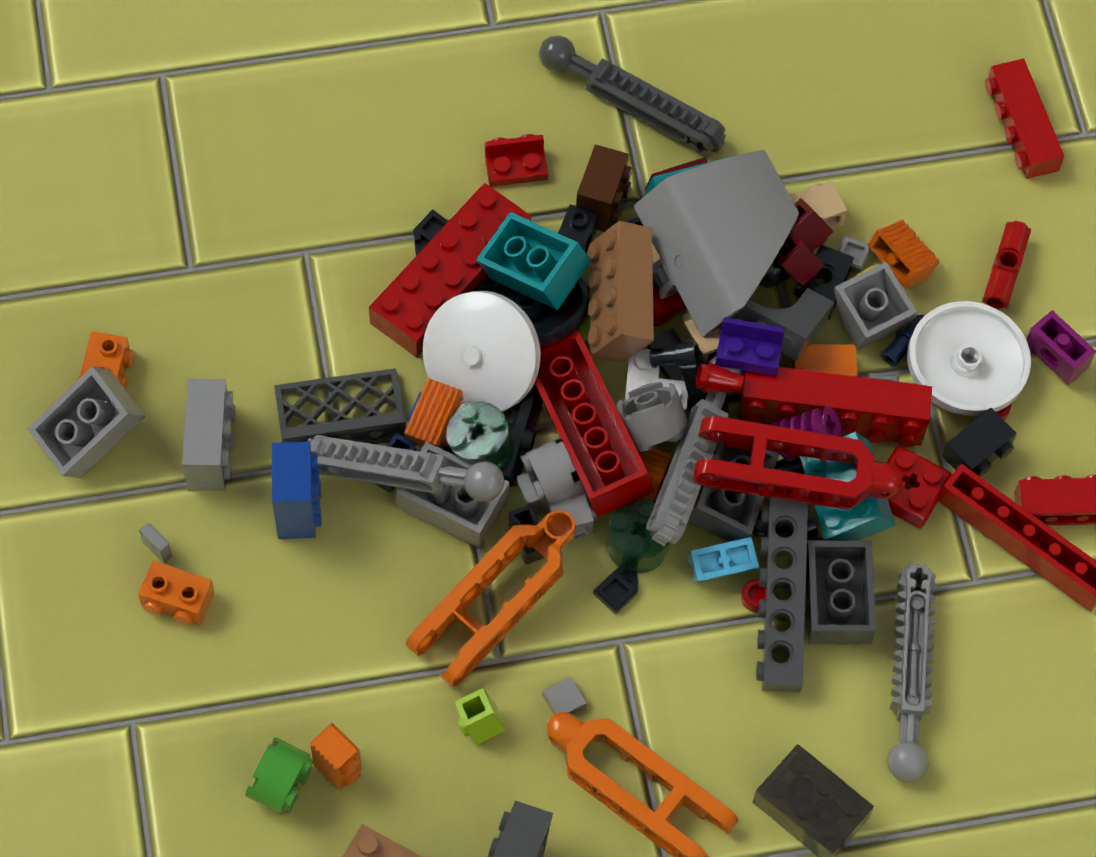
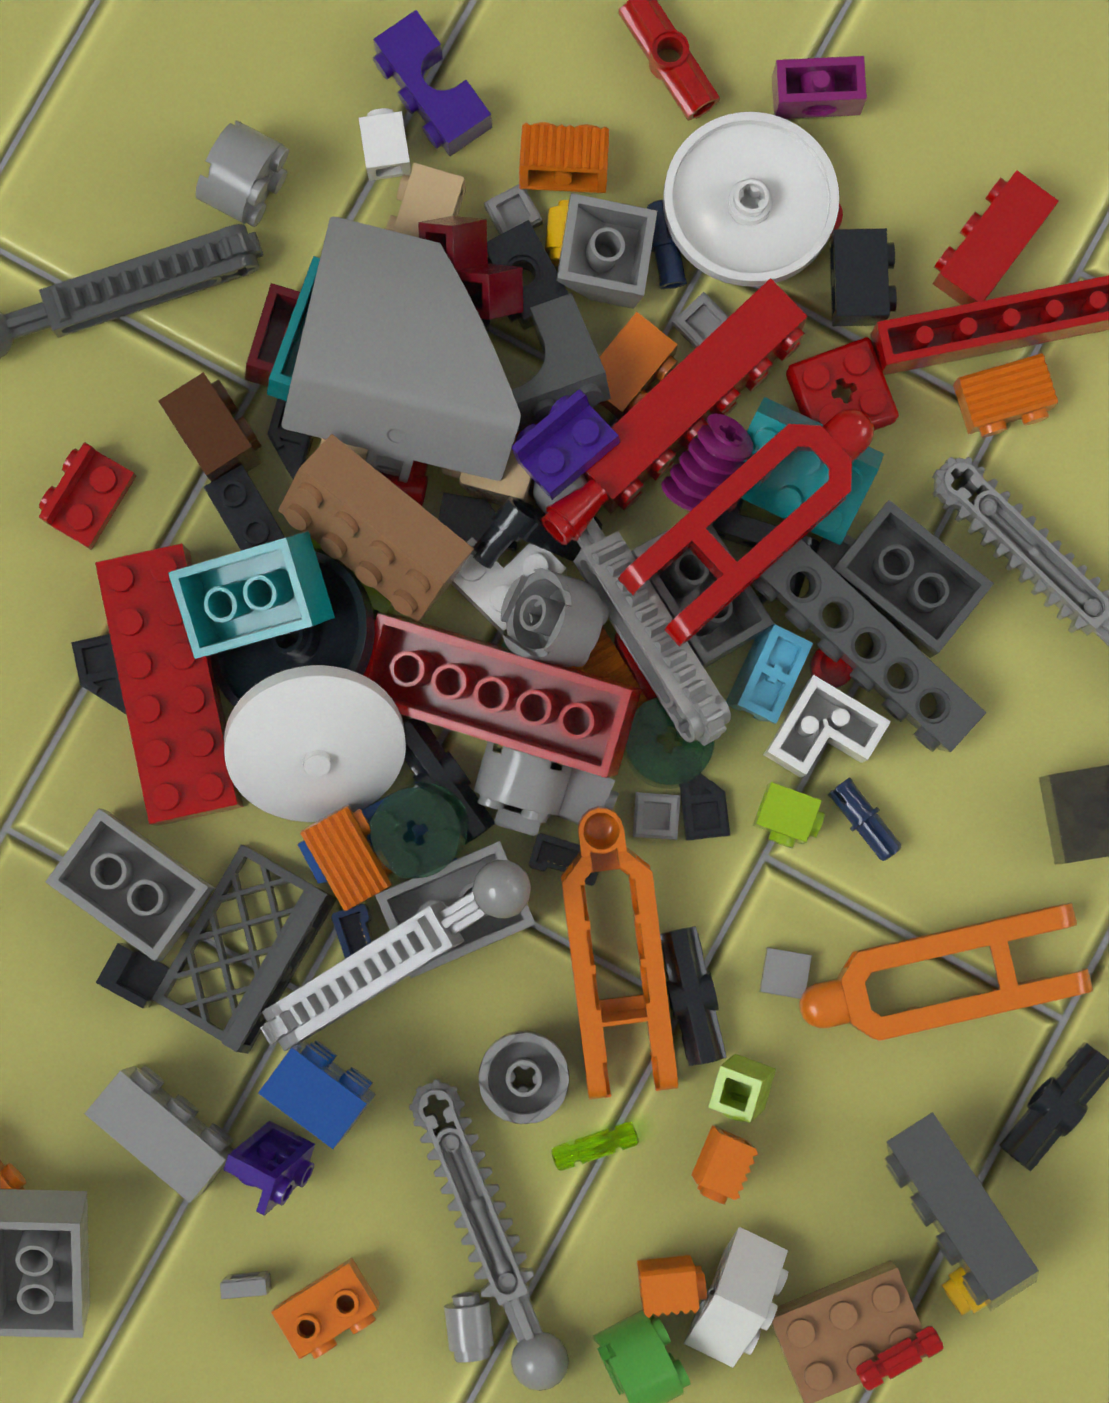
camera: 50 degrees left, 20 degrees up
(225, 675) = (469, 1327): none -> light grey brick
(235, 502) = (272, 1162): none -> dark purple bracket
(238, 722) = (538, 1357): none -> light grey gear
(279, 363) = (132, 975): none -> black panel
(327, 325) = (130, 885): none -> light grey brick
(358, 799) = (739, 1298): none -> white brick
(381, 669) = (594, 1146): none -> clear neon green axle
(387, 614) = (523, 1103): none -> light grey brick
(428, 735) = (723, 1165): none -> orange brick
(510, 654) = (692, 996): none -> black piece
(593, 566) = (656, 816): none -> light grey tile
(653, 630) = (788, 815): none -> lime brick
(687, 674) = (865, 819): none -> dark blue axle
(719, 602) = (820, 717): none -> white brick
(750, 106) = (242, 173): none -> light grey brick
(829, 164) = (384, 144): none -> white brick
(876, 185) = (450, 115): none -> dark purple arch
(987, 570) = (1005, 395): none -> orange brick

